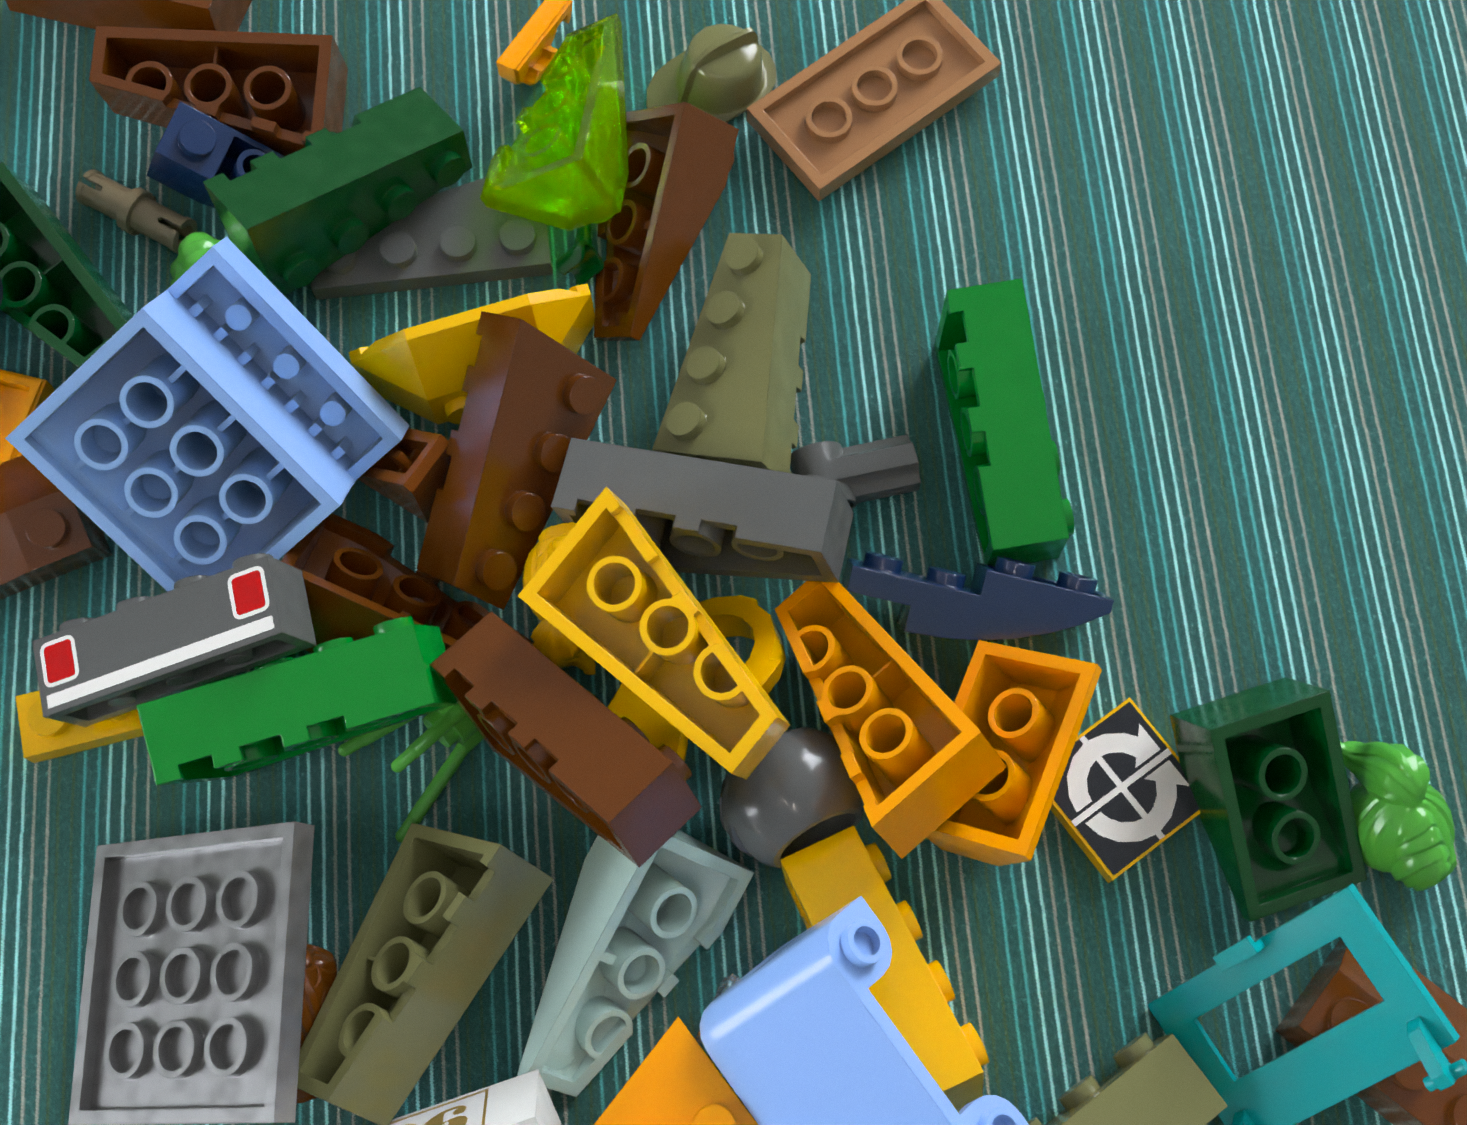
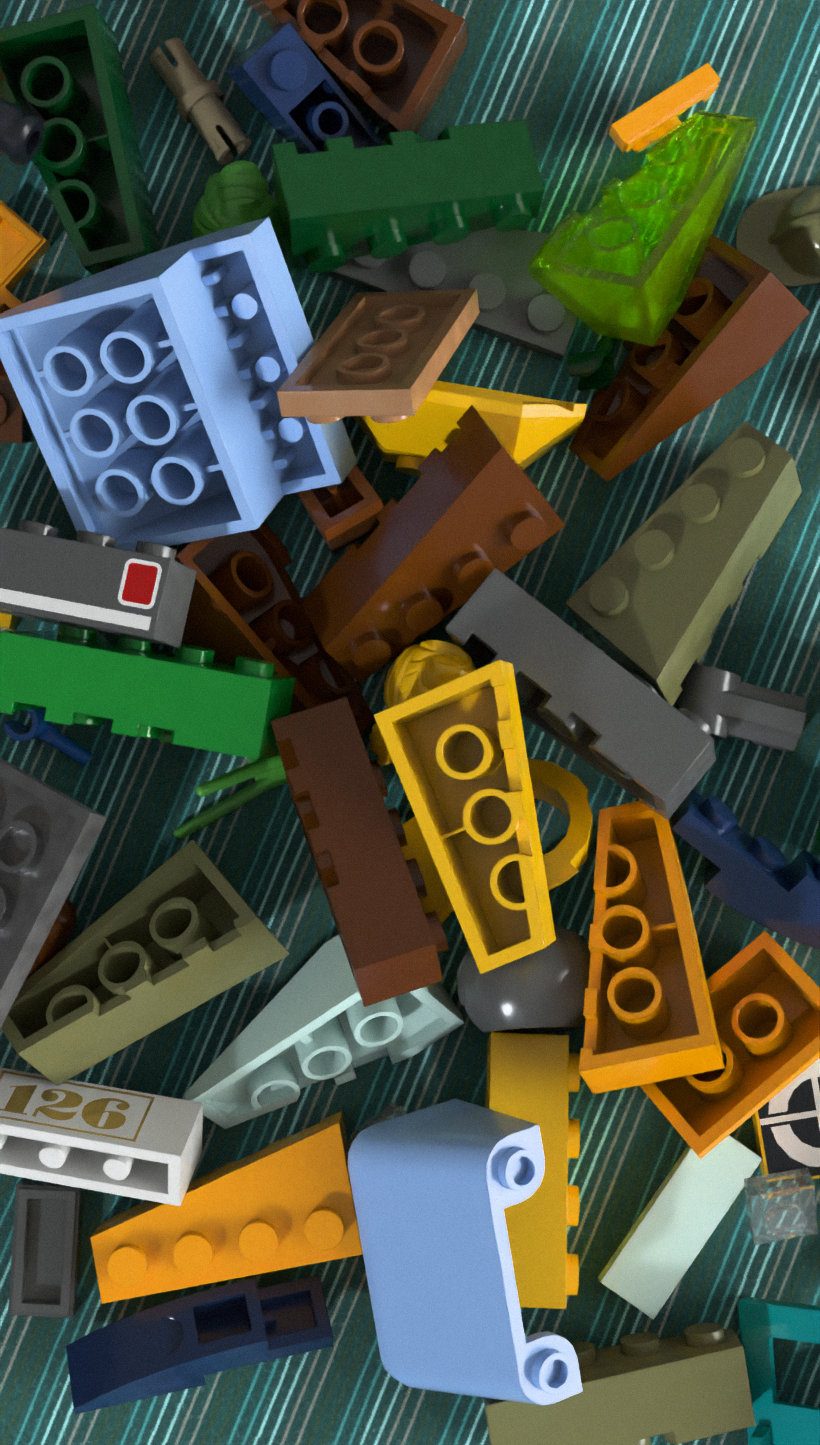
camera: 25 degrees right, 15 degrees up
(226, 803) = (48, 734): none -> blue hand
(380, 312) = (379, 356): none -> medium nougat plate
(1051, 957) = (677, 1224): none -> light aqua tile
(1135, 891) = (781, 1206): none -> clear plate

